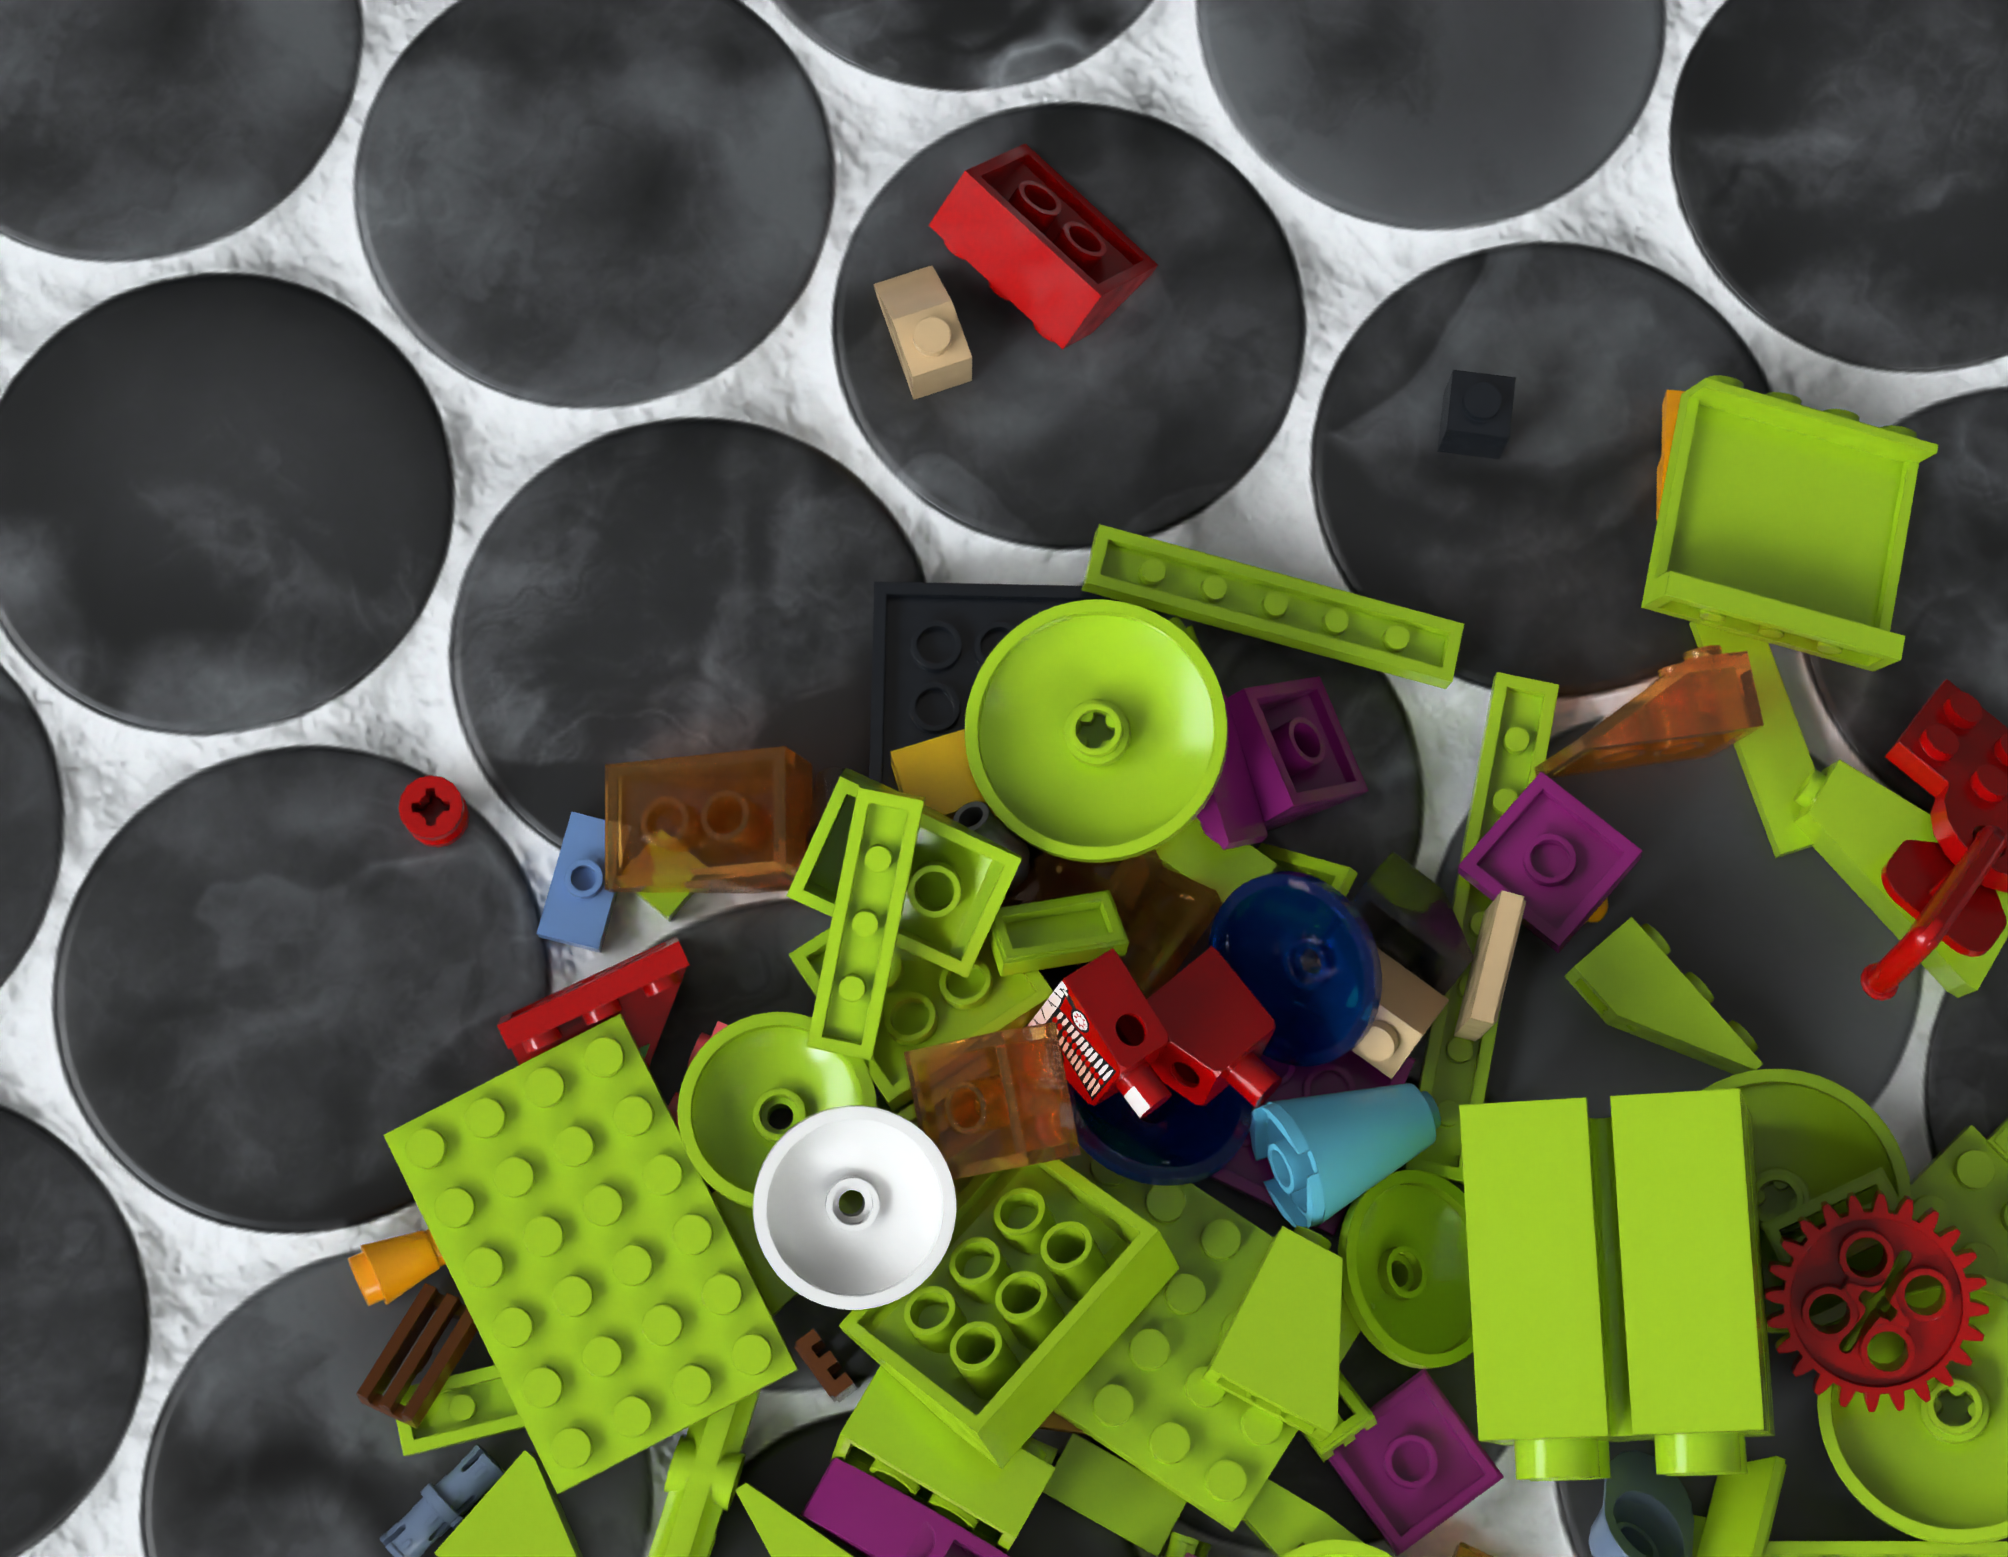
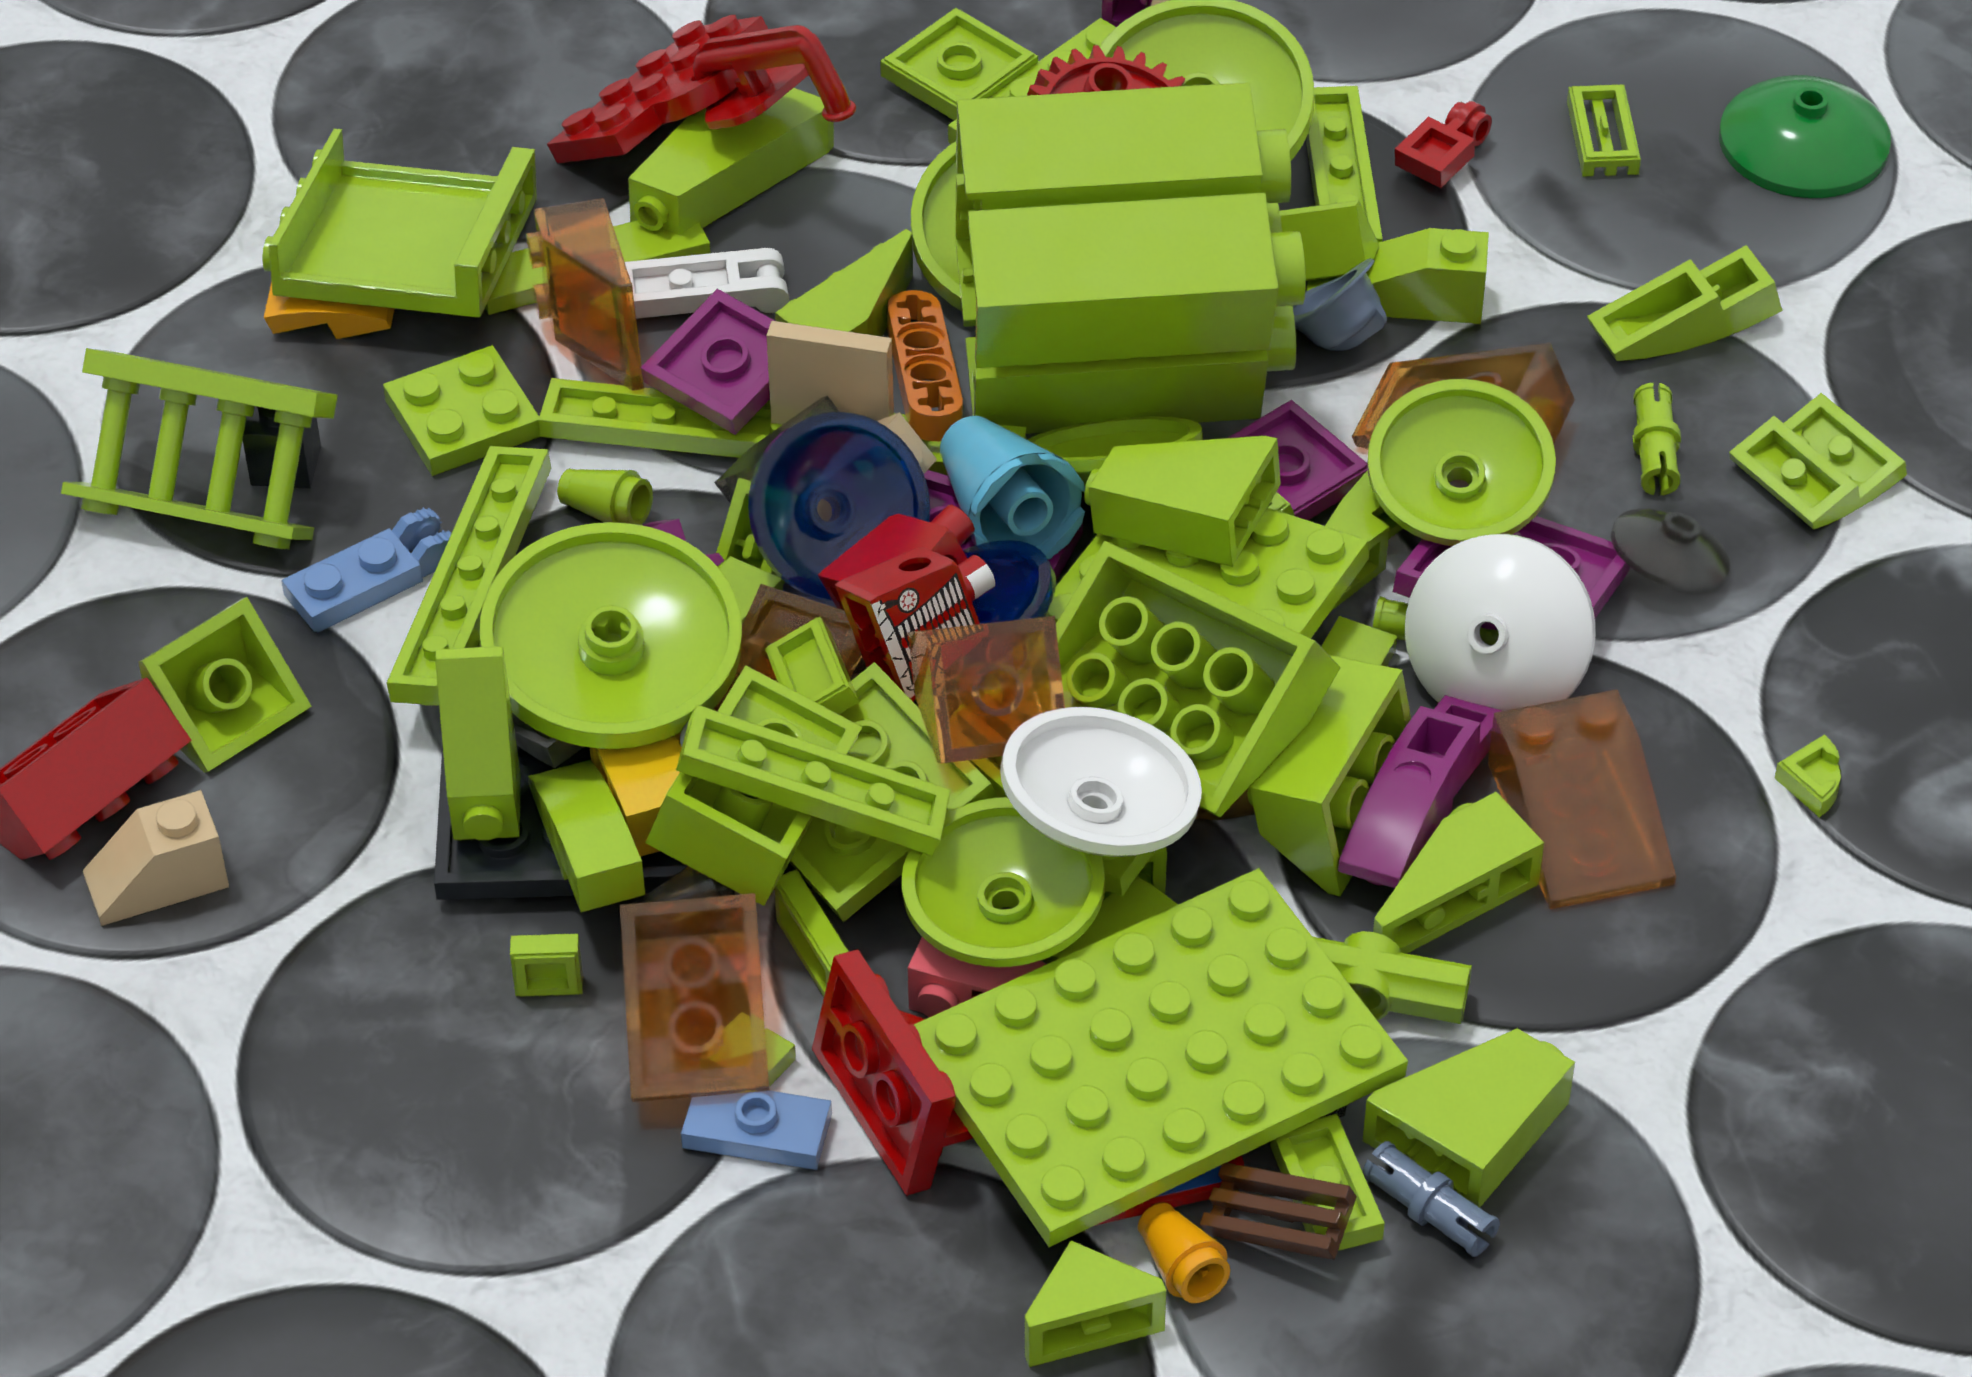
camera: 90 degrees left, 30 degrees down
(343, 1174) = (1091, 1305): none -> lime slope
(436, 824) = (693, 1271): red wheel -> none
(771, 687) = (546, 964): none -> lime tile
(772, 942) = (807, 927): none -> lime tile
(824, 1367) = (1255, 845): reddish brown tile -> none
(888, 716) = (588, 835): none -> lime slope
(963, 609) = (478, 743): none -> lime slope
(1133, 377) = (225, 684): none -> lime slope
(1304, 507) = (368, 571): none -> medium blue hinge
(1393, 745) = (607, 494): none -> lime cone
(1482, 344) = (236, 401): none -> lime fence
(1536, 597) = (462, 409): none -> lime plate
(1567, 1072) = (918, 364): none -> orange beam
(1713, 845) = (686, 282): none -> white plate

